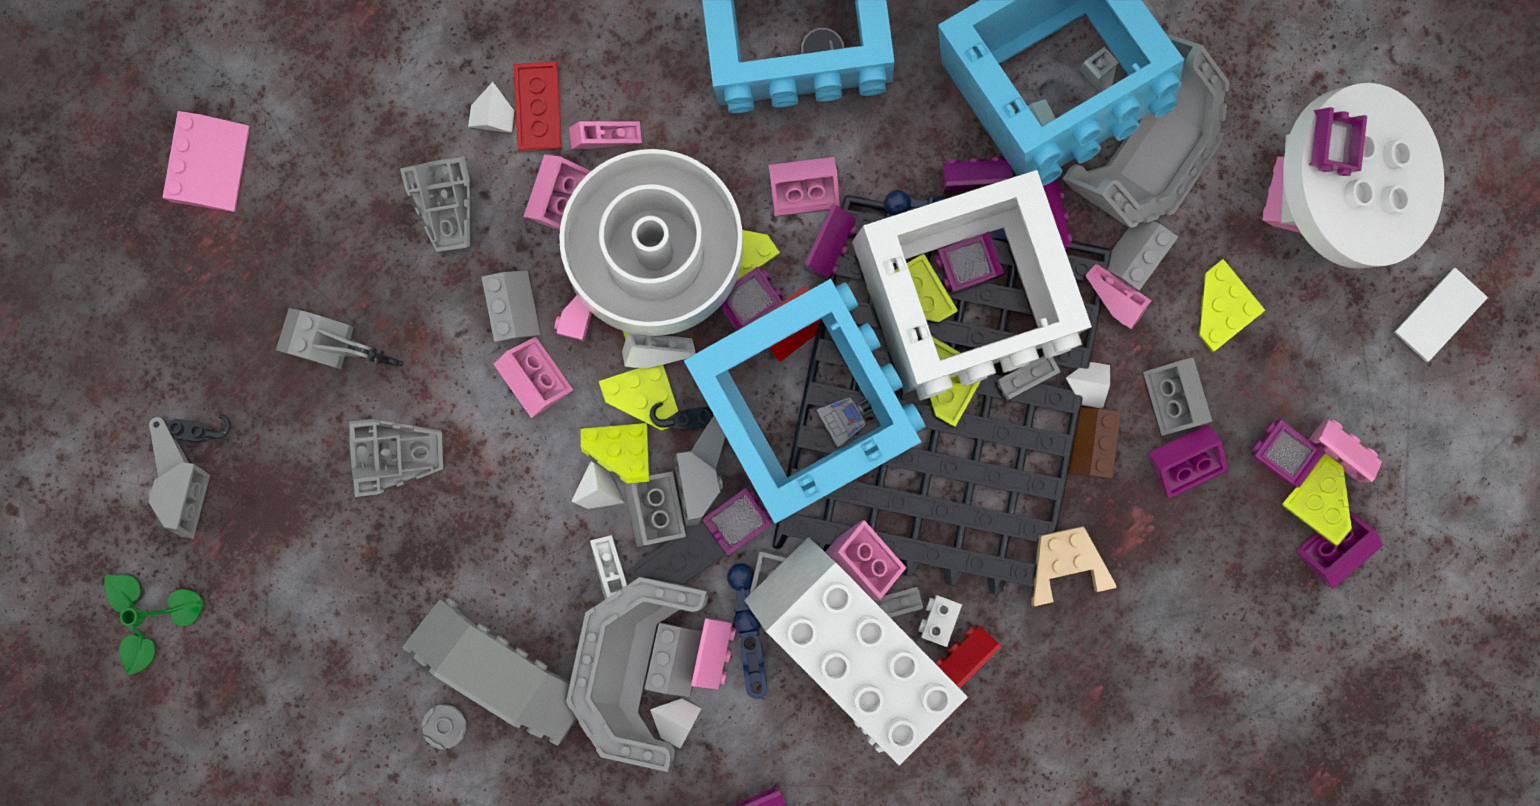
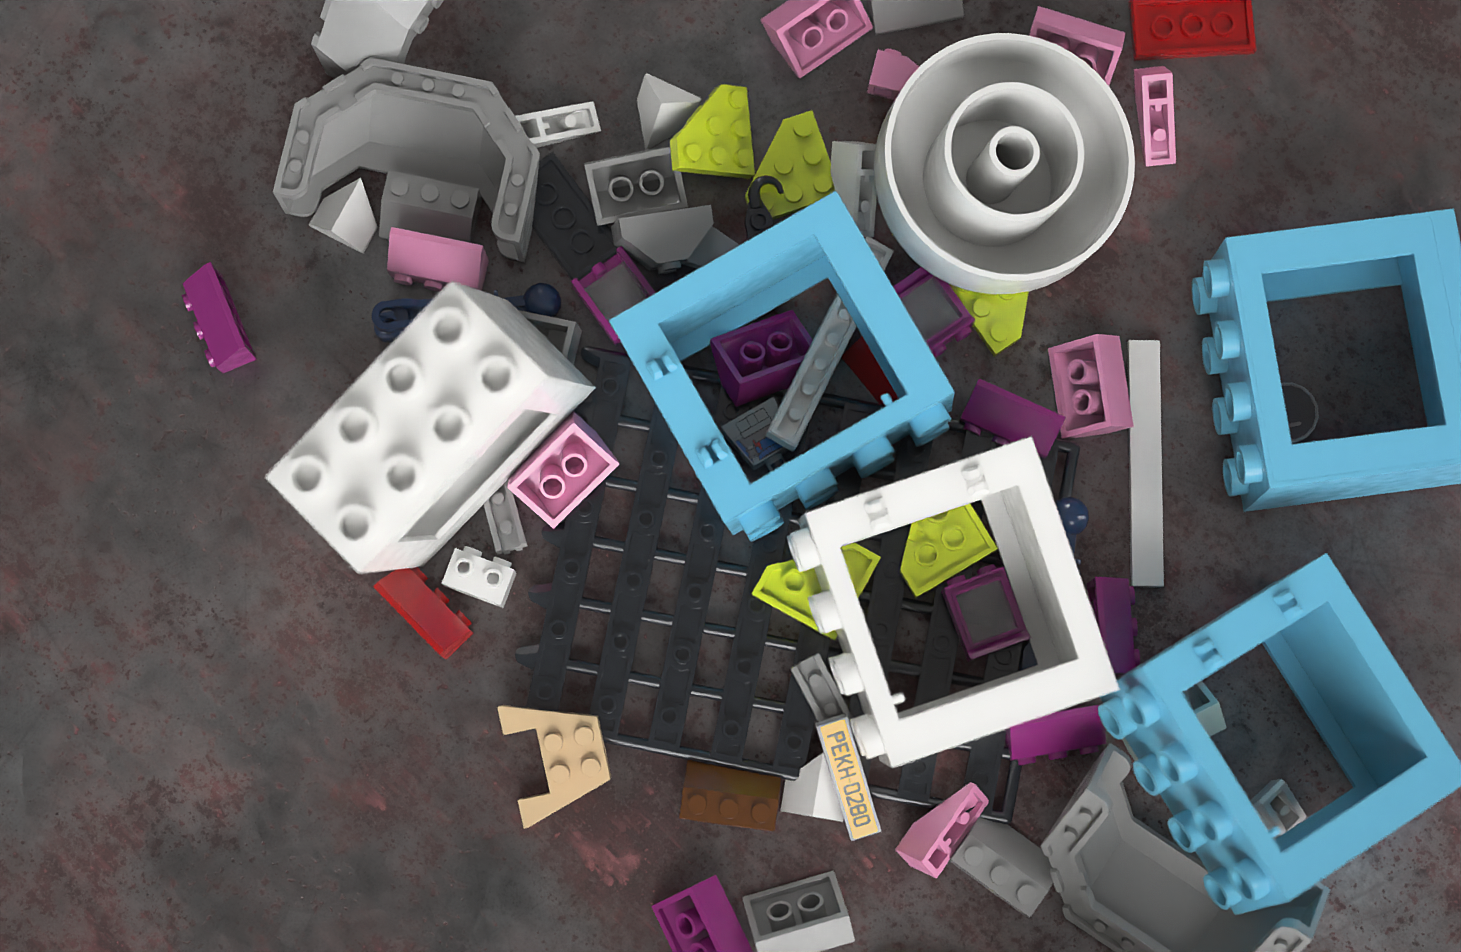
camera: 85 degrees right, 5 degrees down
(784, 416) = (760, 356): none -> magenta slope
(788, 375) = (817, 366): none -> white tile
(858, 149) = (1145, 464): none -> white tile
(1081, 360) = (848, 777): none -> tile

